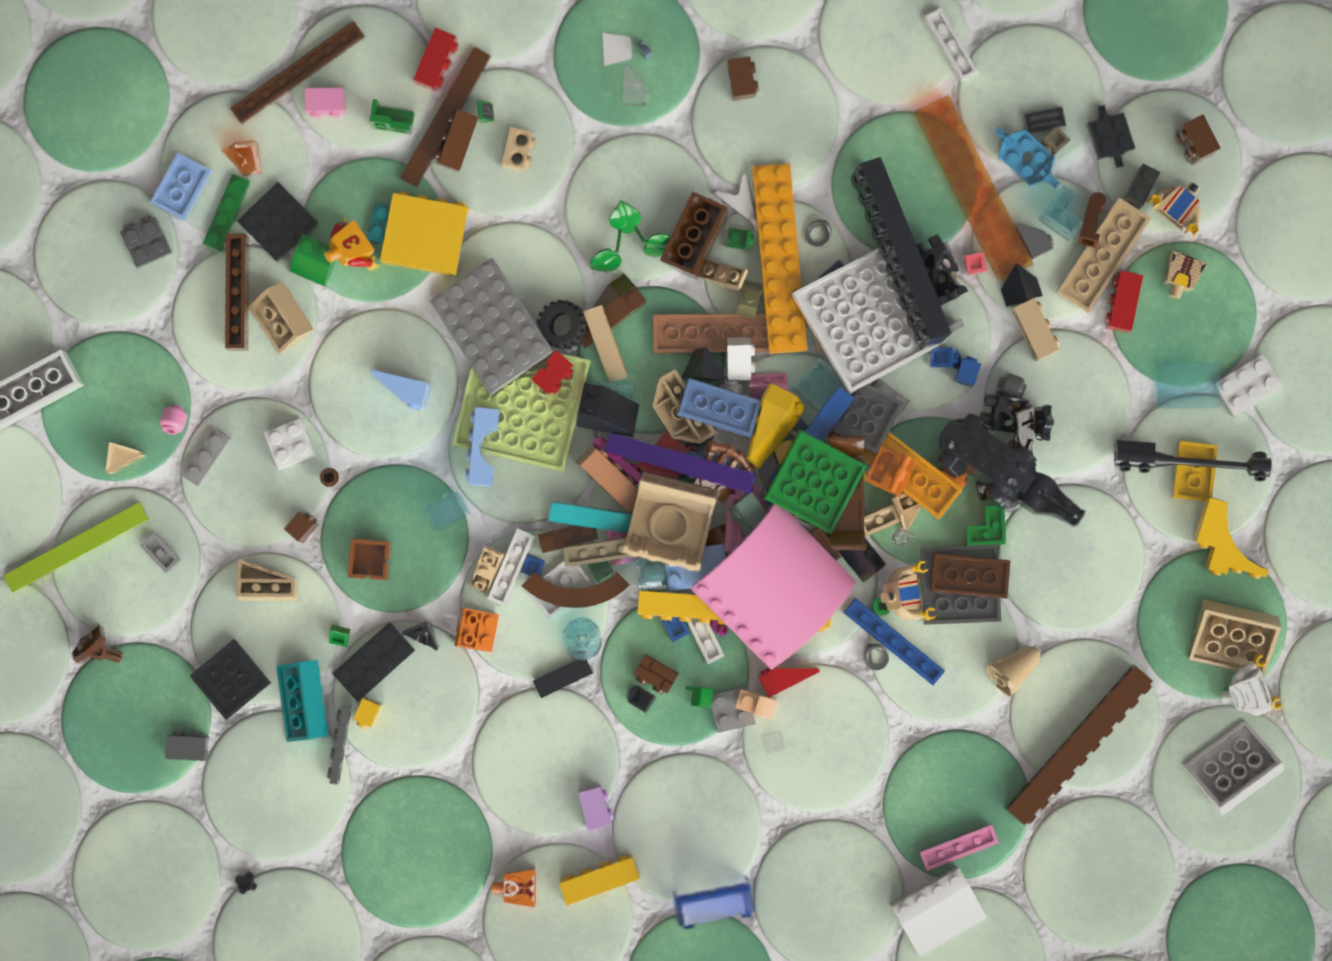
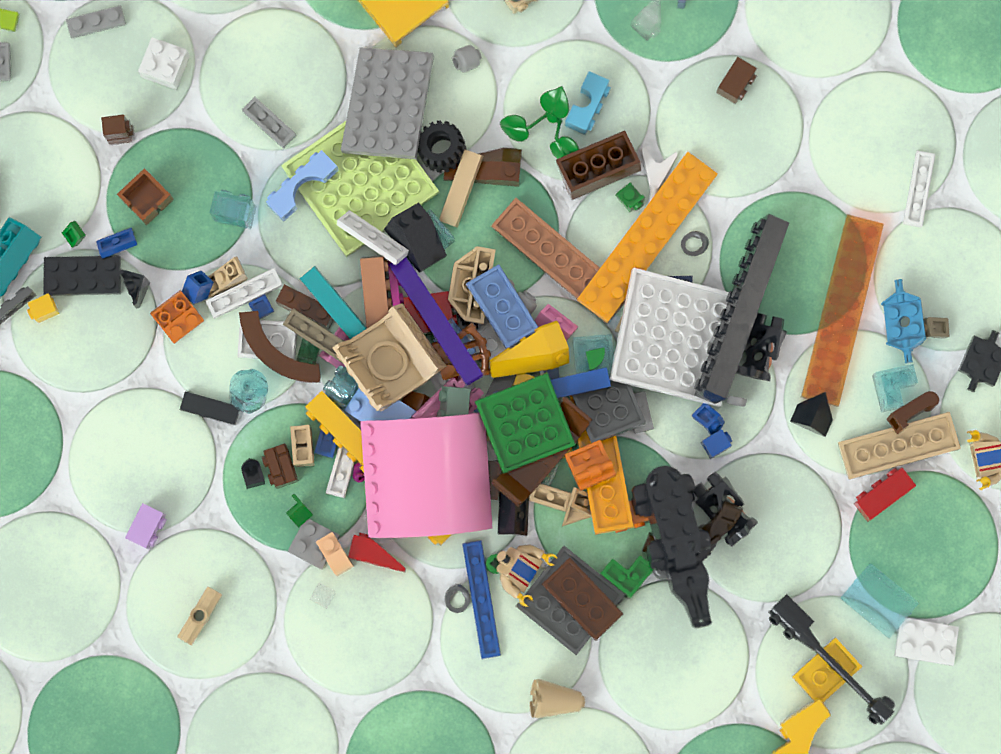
camera: 45 degrees right, 5 degrees down
(263, 584) = (51, 147): tan wedge -> none
(325, 475) = (168, 108): reddish brown cone -> none
(378, 614) = (116, 243): none -> blue plate
(411, 391) = (286, 102): light blue slope -> none
(412, 419) = (269, 122): none -> light grey plate
(472, 594) = (197, 287): none -> blue brick
(518, 887) = (36, 535): orange torso -> none
(520, 239) = (466, 58): none -> light grey head
(553, 374) = (402, 176): red brick -> none
(573, 440) = (372, 237): none -> white plate
(599, 880) = (100, 583): yellow brick -> none
(640, 177) = (581, 118): none -> medium azure arch
(660, 644) = (302, 446): none -> tan brick
(693, 826) = (193, 627): none -> tan piece
(703, 367) = (518, 268): black slope -> none
(714, 904) = (168, 675): clear blue windscreen -> none
(724, 275) = (594, 213): tan slope -> none
(739, 358) = (550, 284): white brick -> none
(749, 299) = (597, 246): olive slope -> none
(823, 386) = (595, 357): none -> green tile
(902, 537) = (557, 525): clear piece -> none
(975, 263) = (794, 367): coral plate -> none
(1012, 385) = (742, 483): dark grey head -> none
(1029, 123) = (925, 304): black tile -> none
(1034, 240) = (855, 389): dark grey slope -> none
(1035, 329) = (797, 456): tan brick -> none
(1141, 186) = (974, 418): pearl dark grey brick -> none
(1182, 273) = (949, 511): torso -> none

